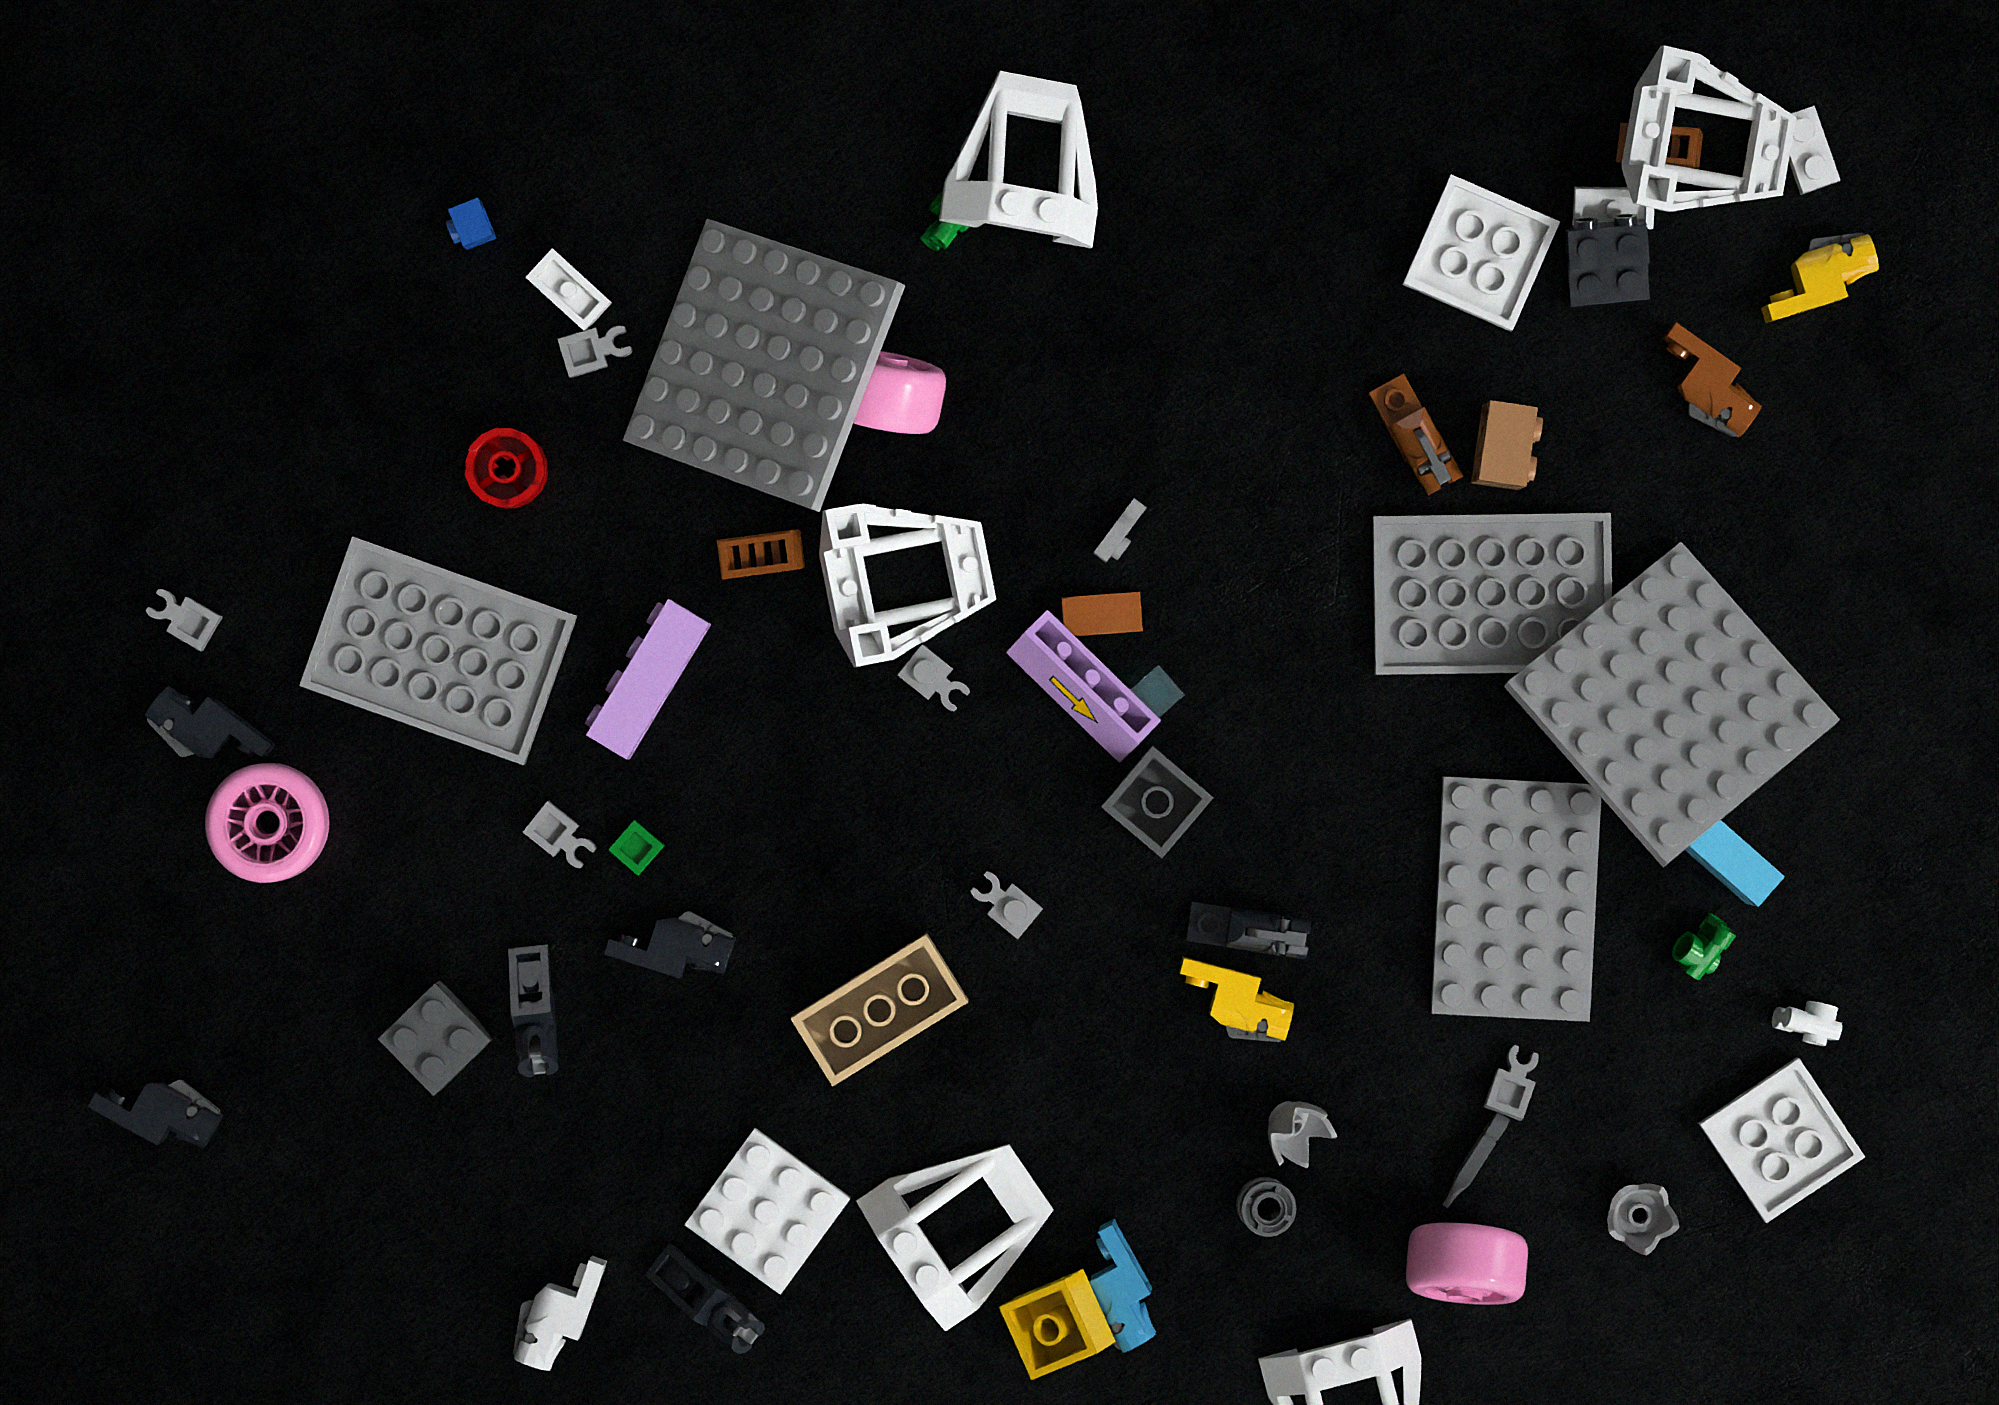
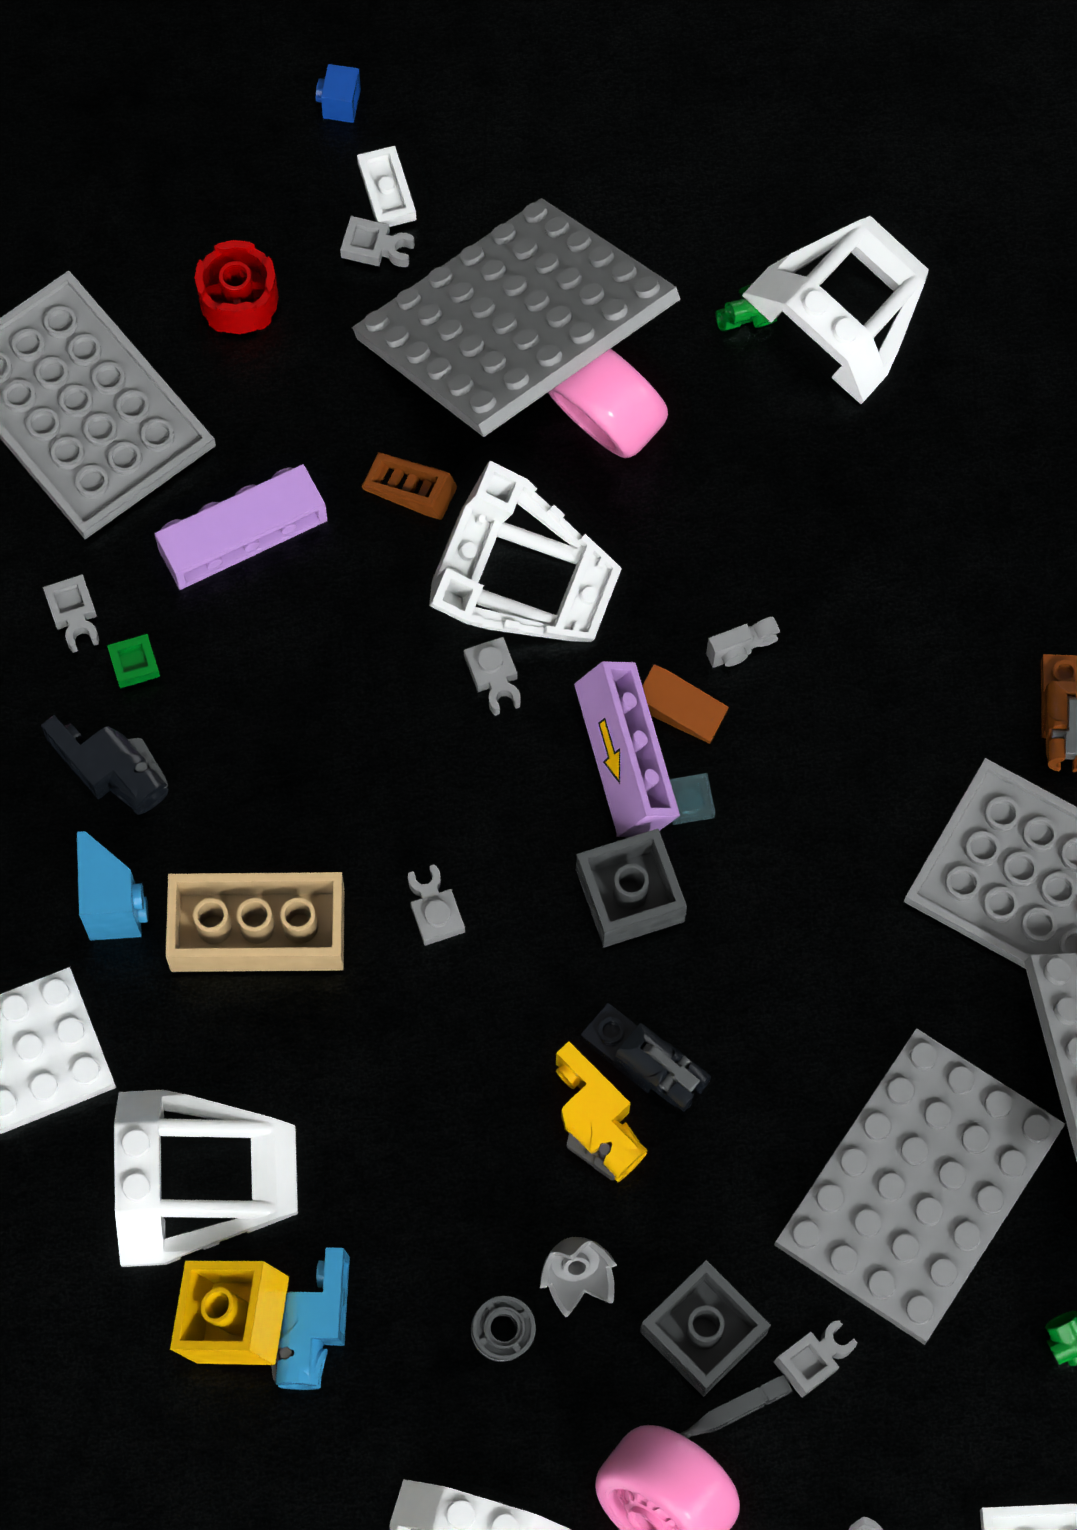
camera: 25 degrees right, 20 degrees down
(749, 1057) = (108, 896): none -> dark azure slope
(1419, 1117) = (704, 1328): none -> dark grey brick

